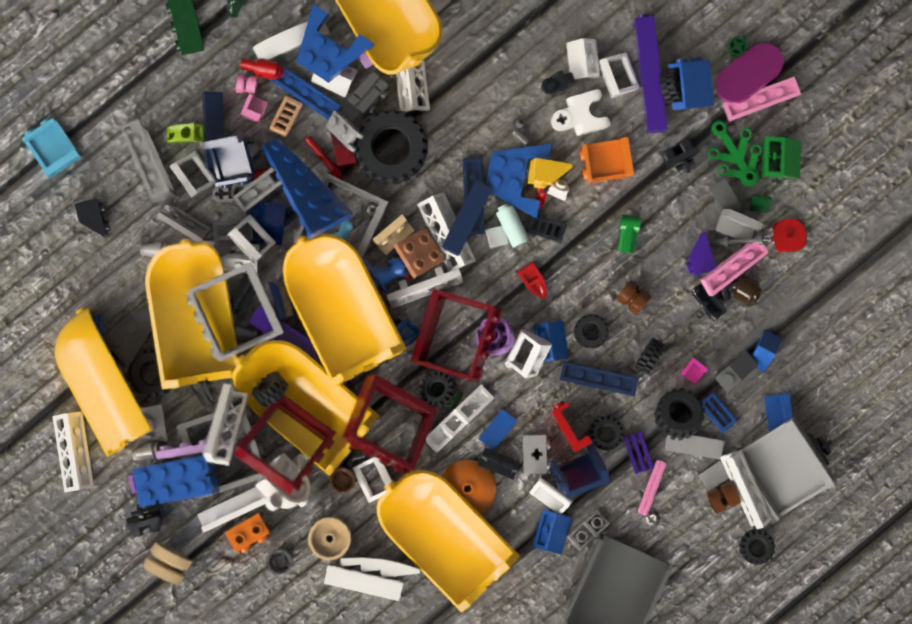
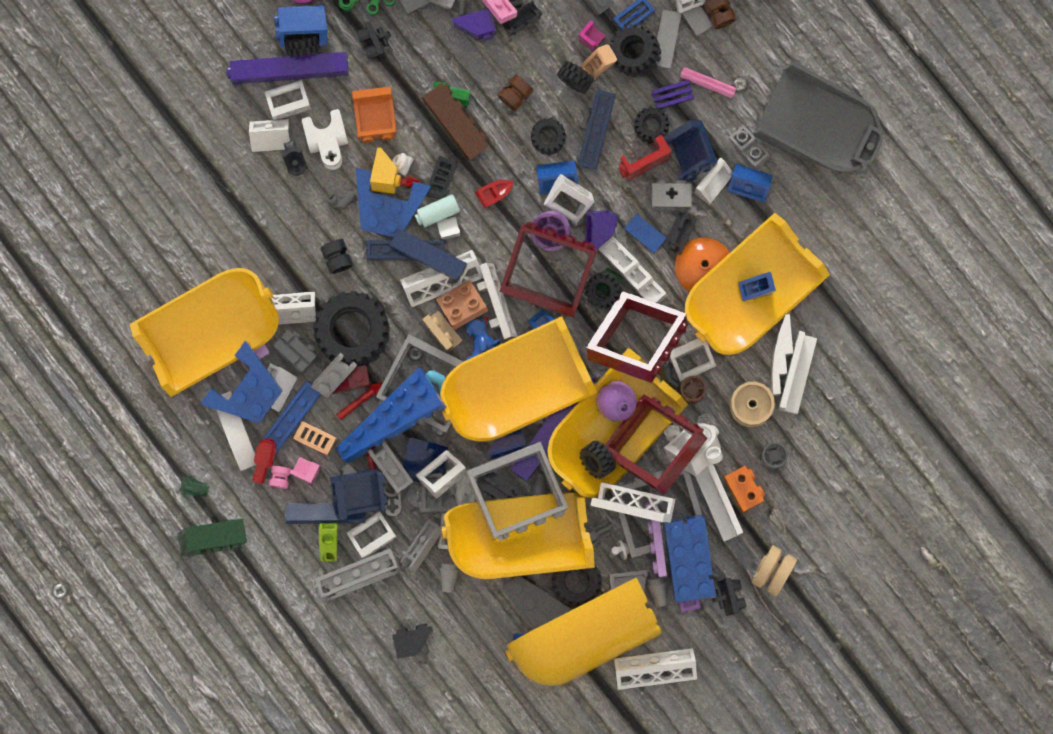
camera: 80 degrees left, 5 degrees down
(51, 147) = (336, 683): medium azure panel -> none
(186, 416) = (621, 549): none -> white plate
(327, 406) = (616, 401): none -> medium lavender cylinder
(446, 540) = (757, 287): none -> blue slope
(463, 129) = (336, 255): none -> black wheel
(501, 384) = (600, 226): none -> dark purple slope
(600, 238) = (454, 121): none -> reddish brown brick
(666, 378) = (599, 60): none -> light nougat slope

